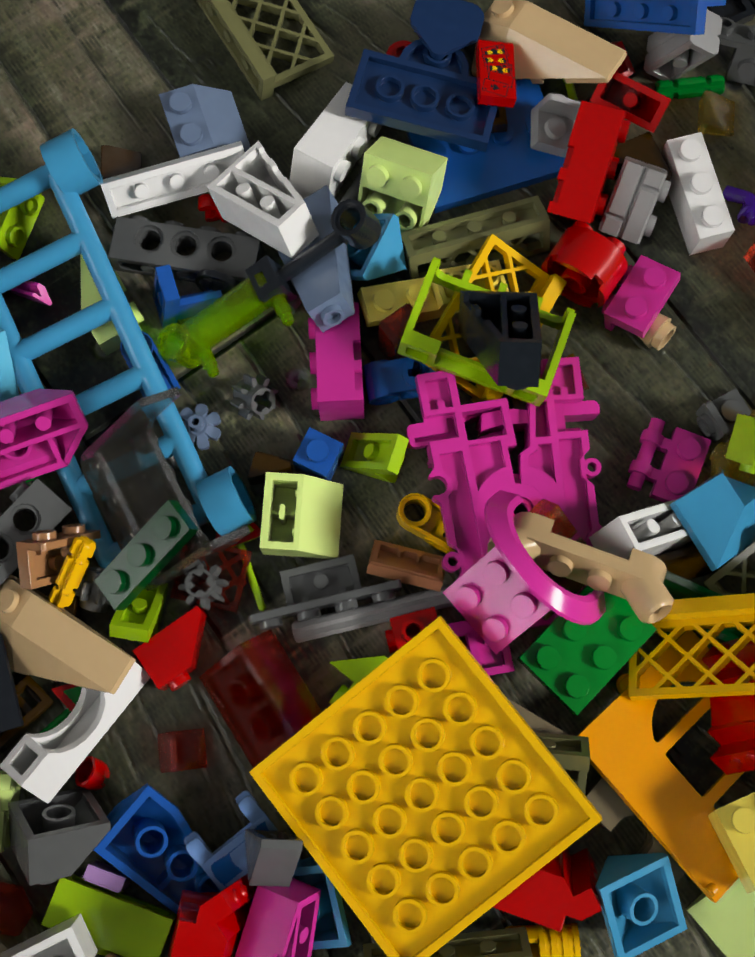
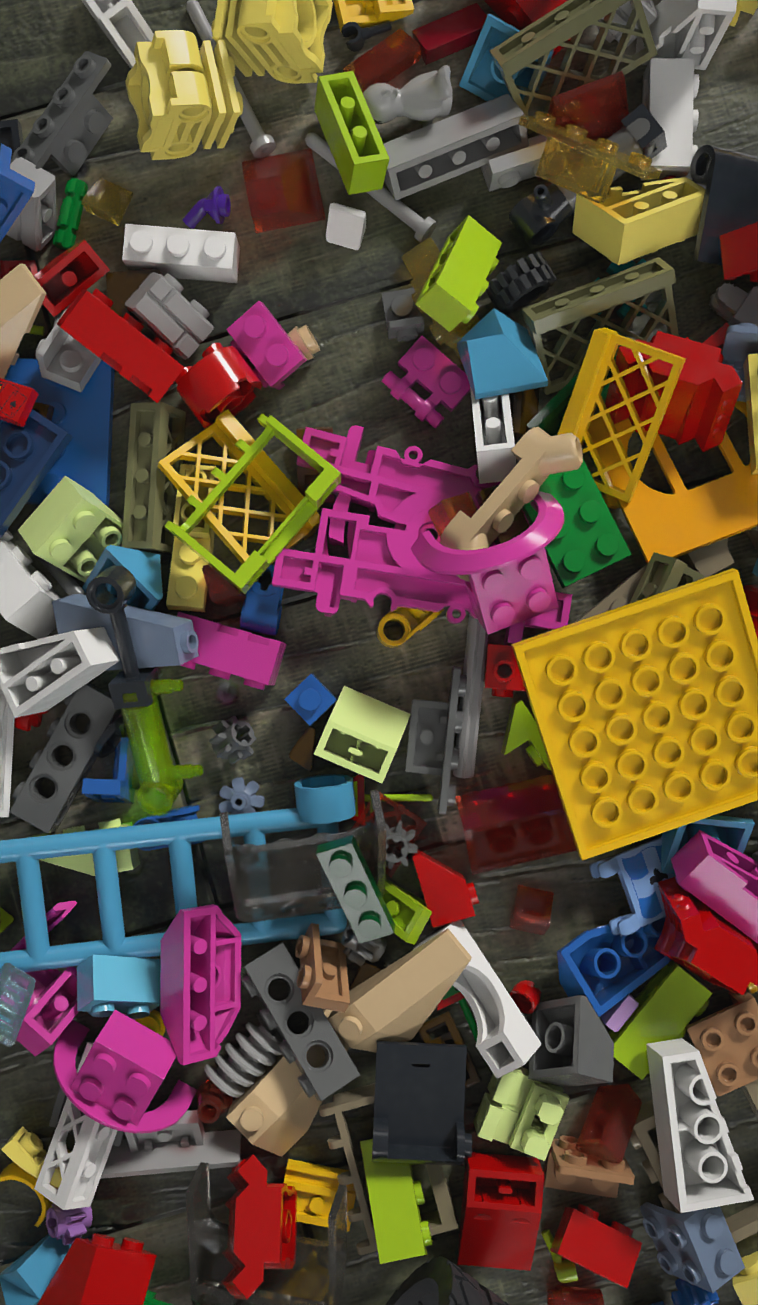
camera: 70 degrees left, 10 degrees up
(72, 571) = (344, 960): yellow axle -> none
(271, 857) = (656, 863): dark grey slope -> none
(375, 455) = (327, 647): lime slope -> none
(406, 564) = (439, 654): nougat plate -> none
(503, 335) = (270, 490): black wedge -> none

